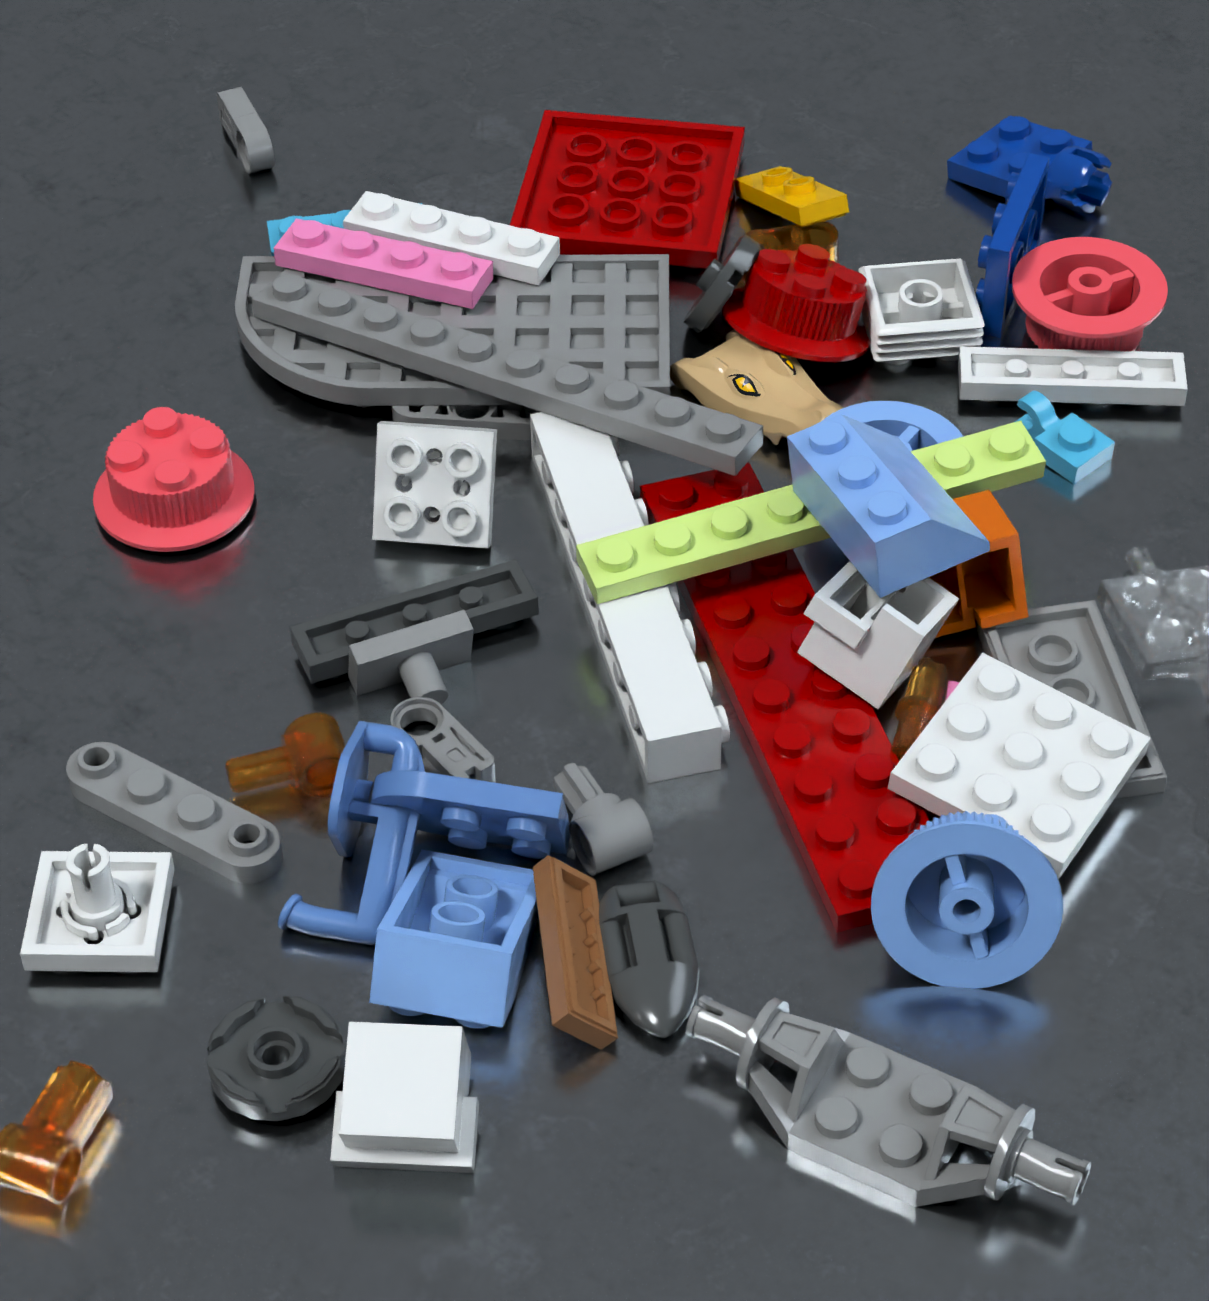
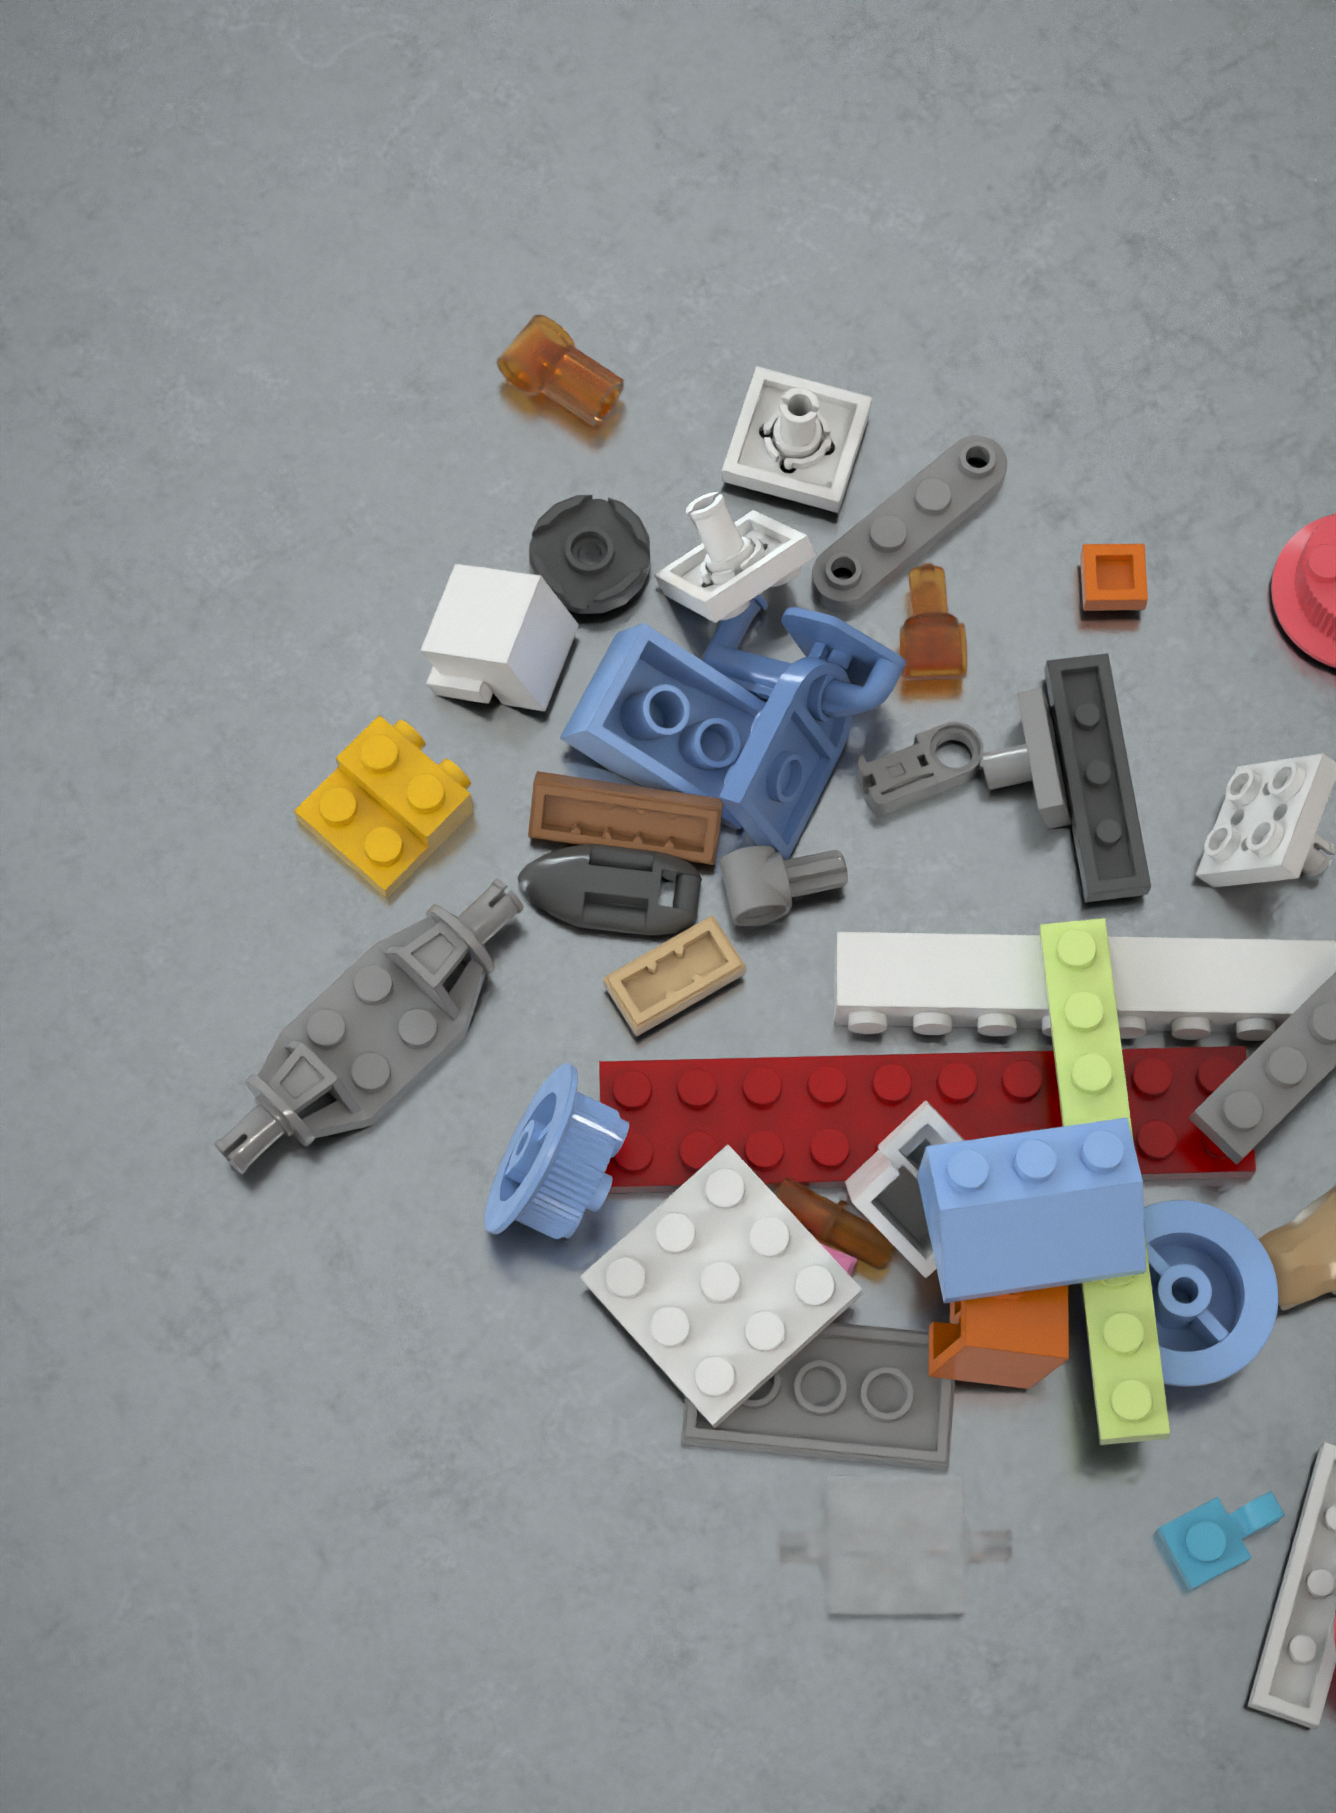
camera: 105 degrees right, 25 degrees up
(203, 645) = (1113, 577): none -> orange plate
(253, 901) = (733, 560): none -> white plate
(623, 1168) = (387, 804): none -> yellow plate
(726, 880) = (674, 975): none -> tan plate

